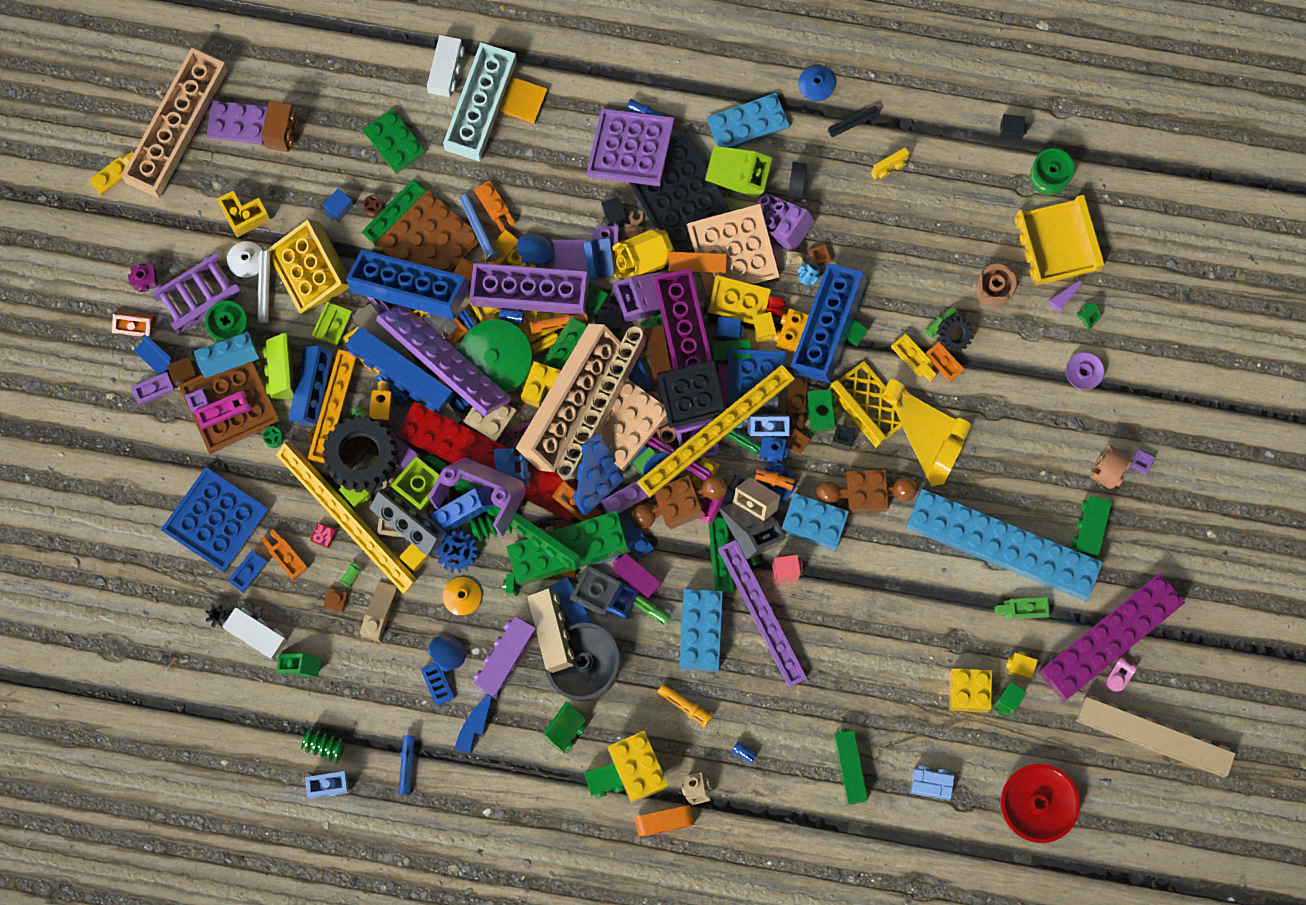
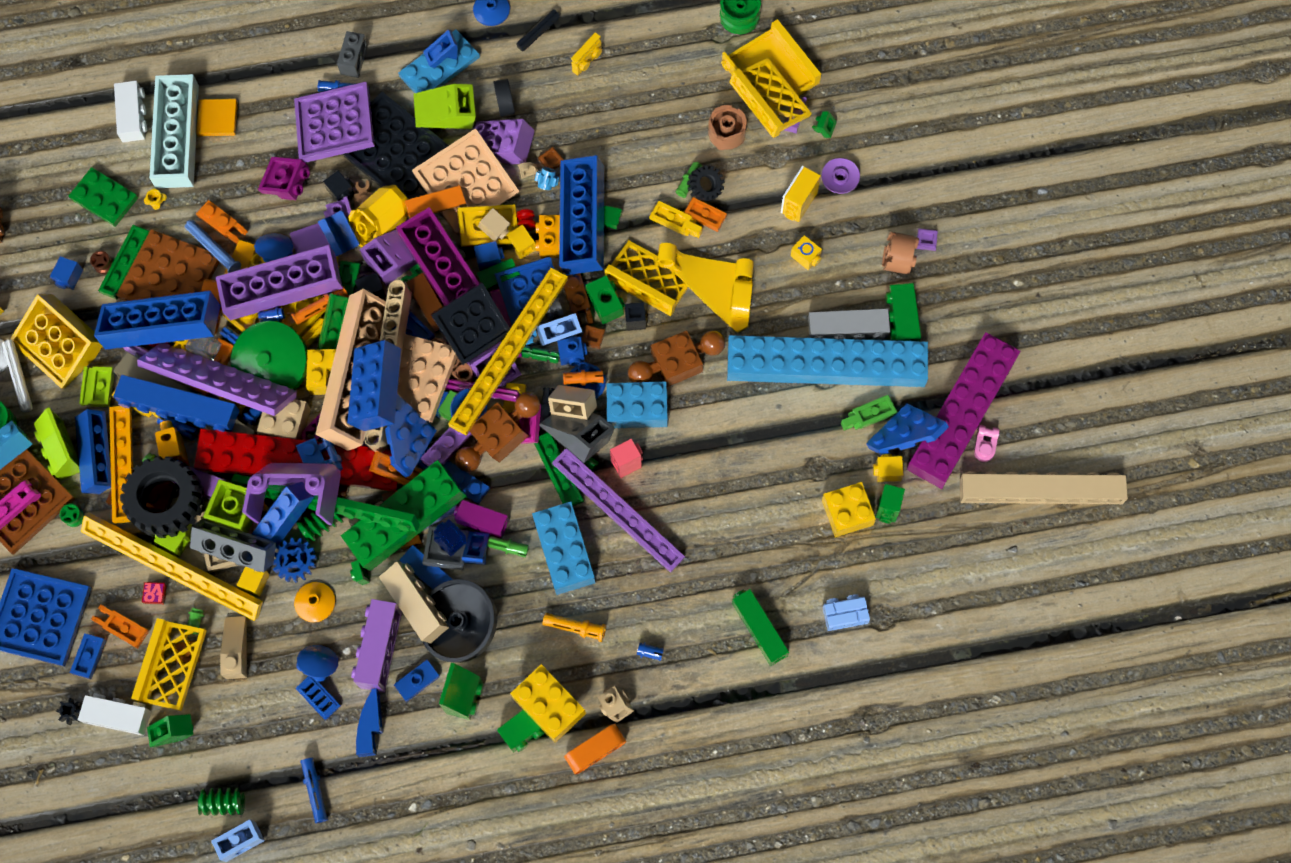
camera: 15 degrees left, 5 degrees down
(302, 601) = (152, 664): none -> yellow fence
(440, 155) = (154, 193): none -> yellow plate
(528, 701) = (416, 680): none -> blue plate
(566, 184) = (284, 178): none -> magenta plate
(583, 422) = (374, 385): none -> blue brick
(602, 583) = (449, 537): none -> clear blue brick
(670, 84) = (352, 54): none -> dark grey brick
(744, 304) = (494, 225): none -> tan brick
(755, 112) = (442, 48): none -> blue slope
(1024, 434) = (806, 253): none -> yellow brick
(1032, 270) = (758, 102): none -> yellow fence
(1037, 518) = (849, 324): none -> light grey brick
(1039, 376) = (800, 194): none -> yellow piece
(1040, 803) = (958, 593): red dish -> none
(1051, 637) = (907, 429): none -> blue plate

